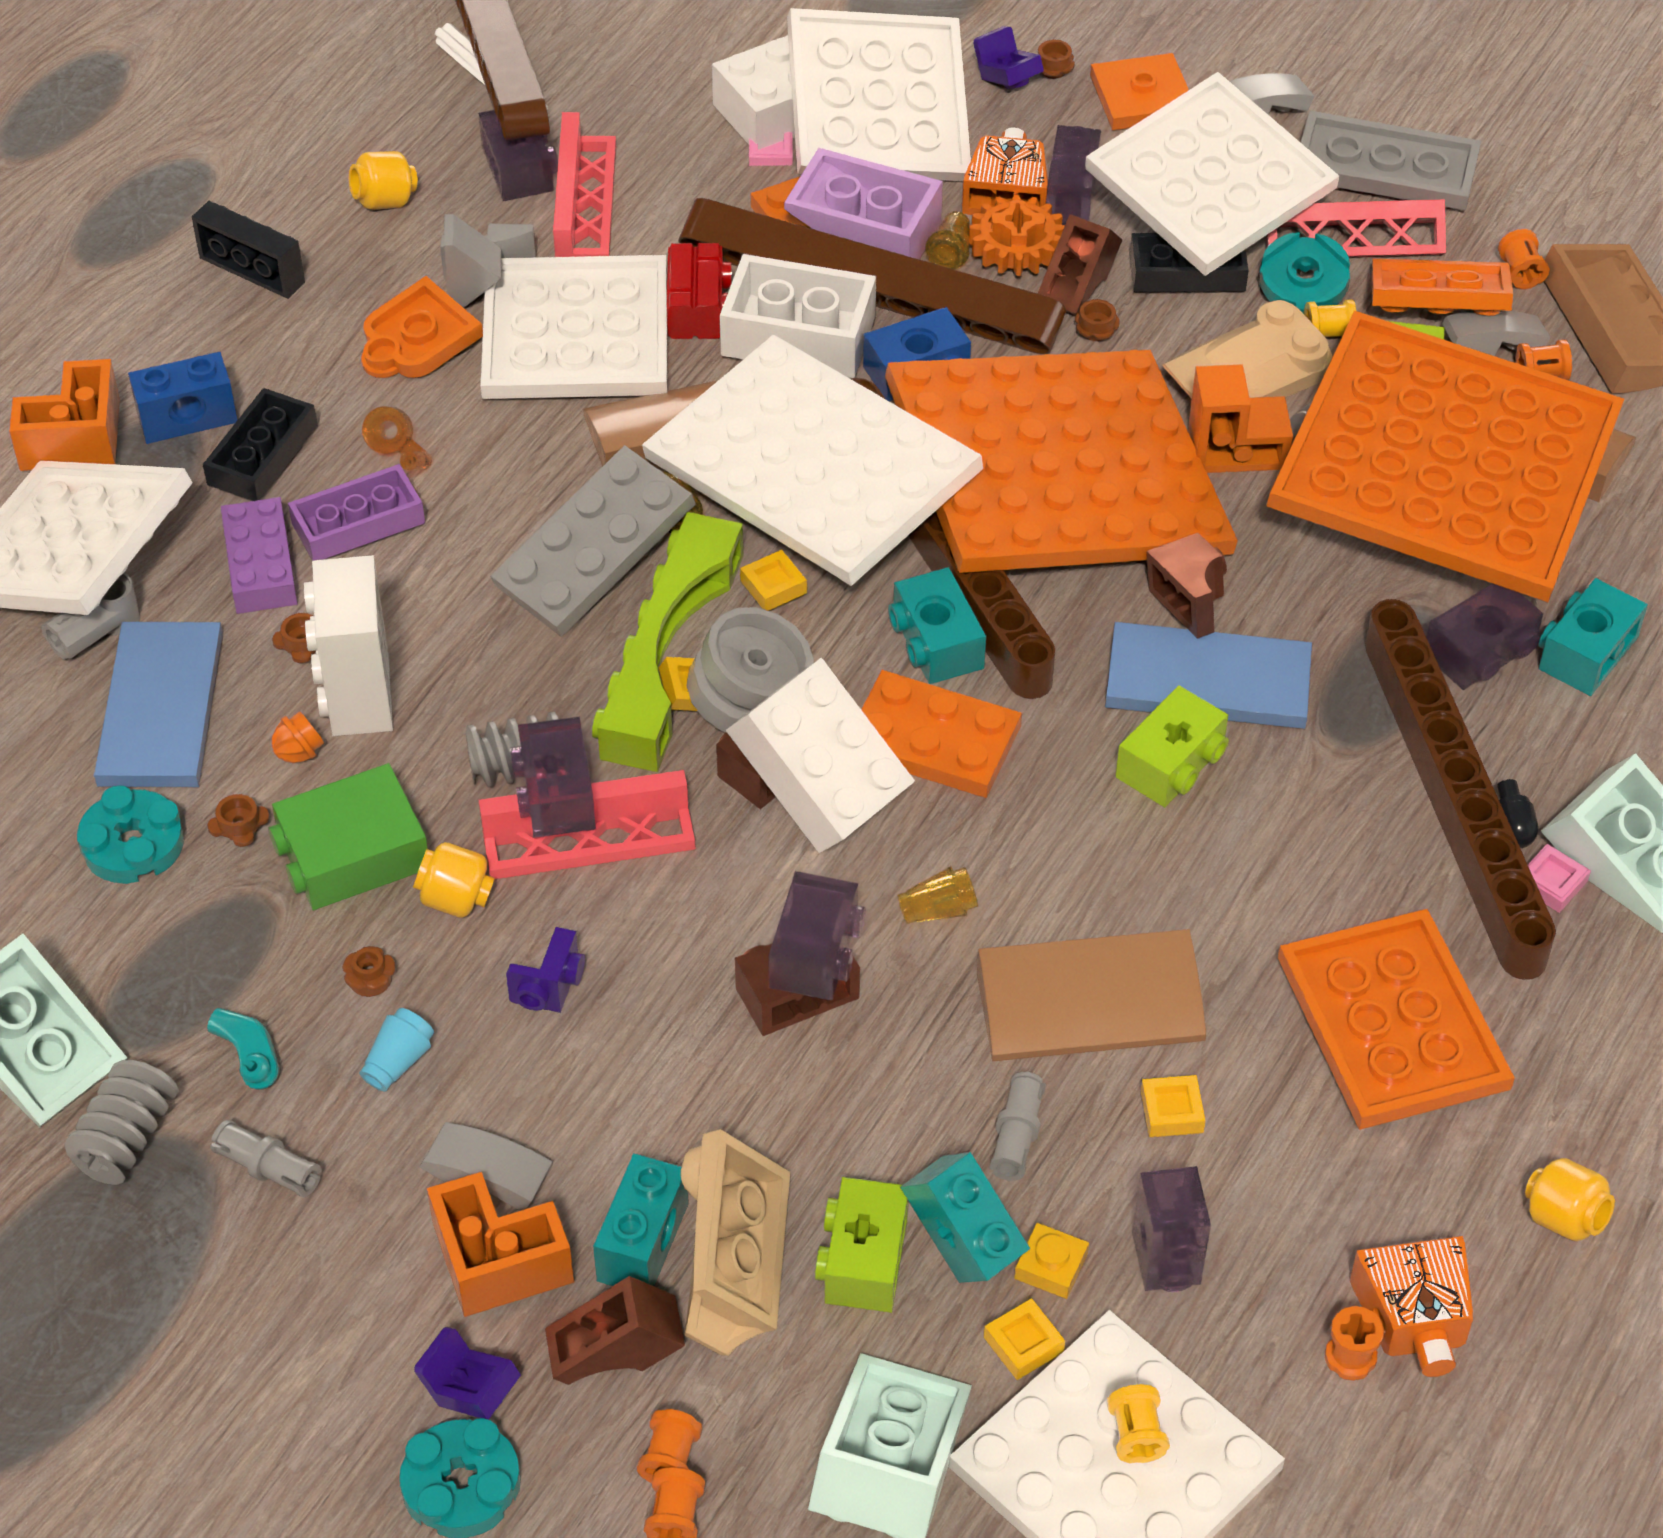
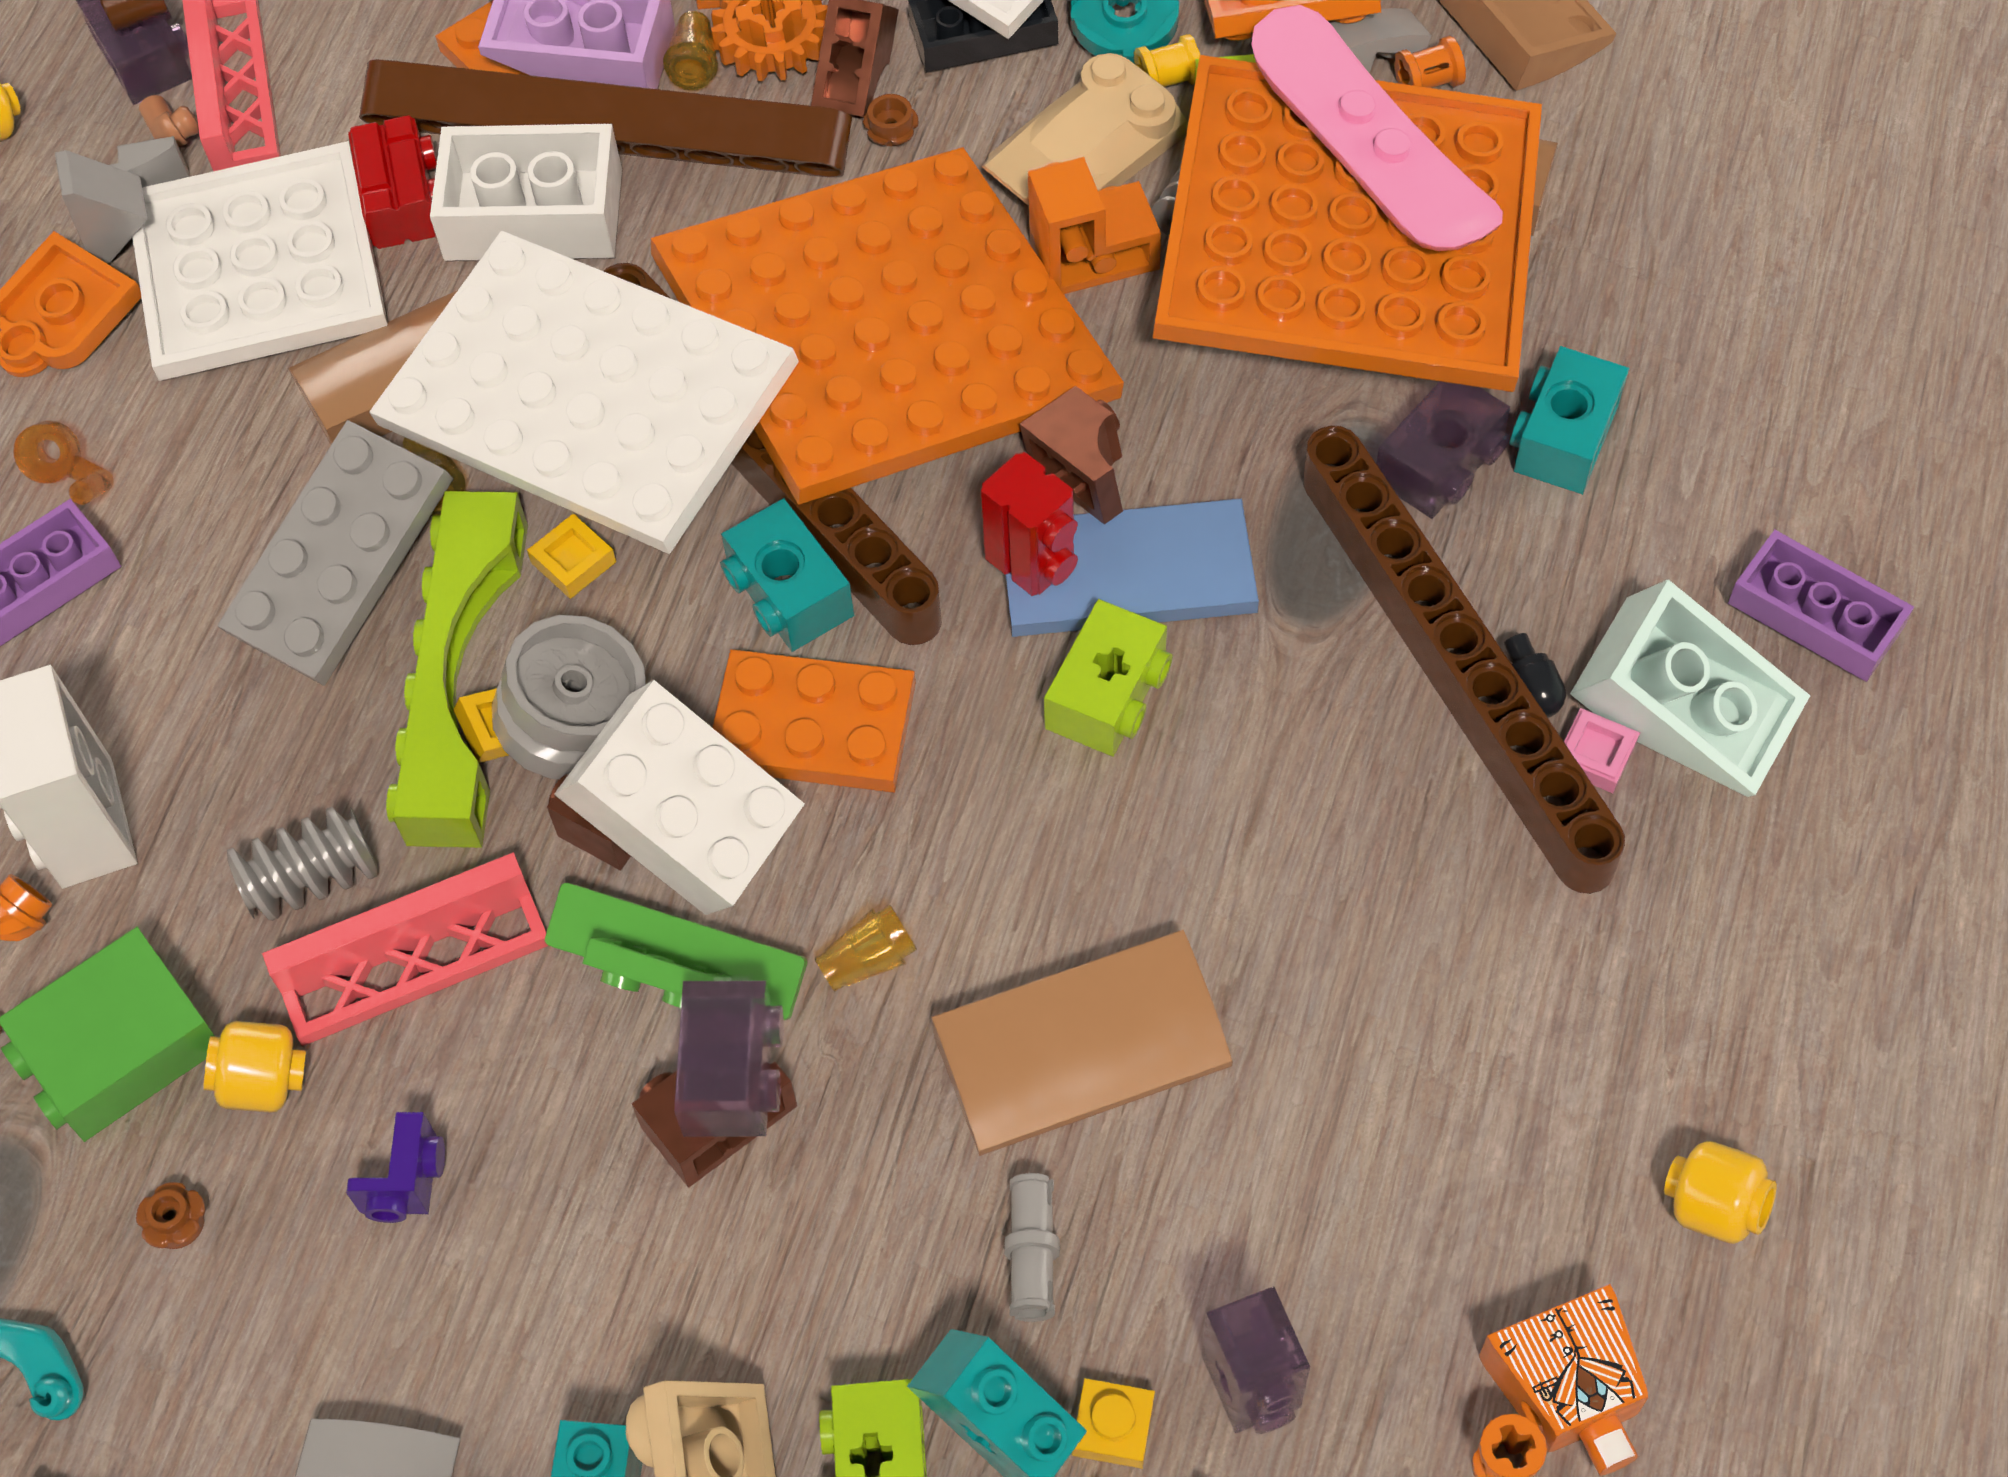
camera: 10 degrees left, 10 degrees up
(396, 1048) = (227, 1324): medium azure cone -> none
(524, 214) = (164, 123): none -> nougat arm
(555, 777) = (371, 935): clear purple brick -> none
(771, 858) = (664, 950): none -> bright green bracket
(916, 339) = (677, 198): blue brick -> none
(1136, 618) = (1029, 524): none -> red brick
(1172, 1106) = (1215, 1174): yellow plate -> none
(1394, 1019) = (1454, 989): orange plate -> none
(1475, 389) = (1369, 132): none -> bright pink piece

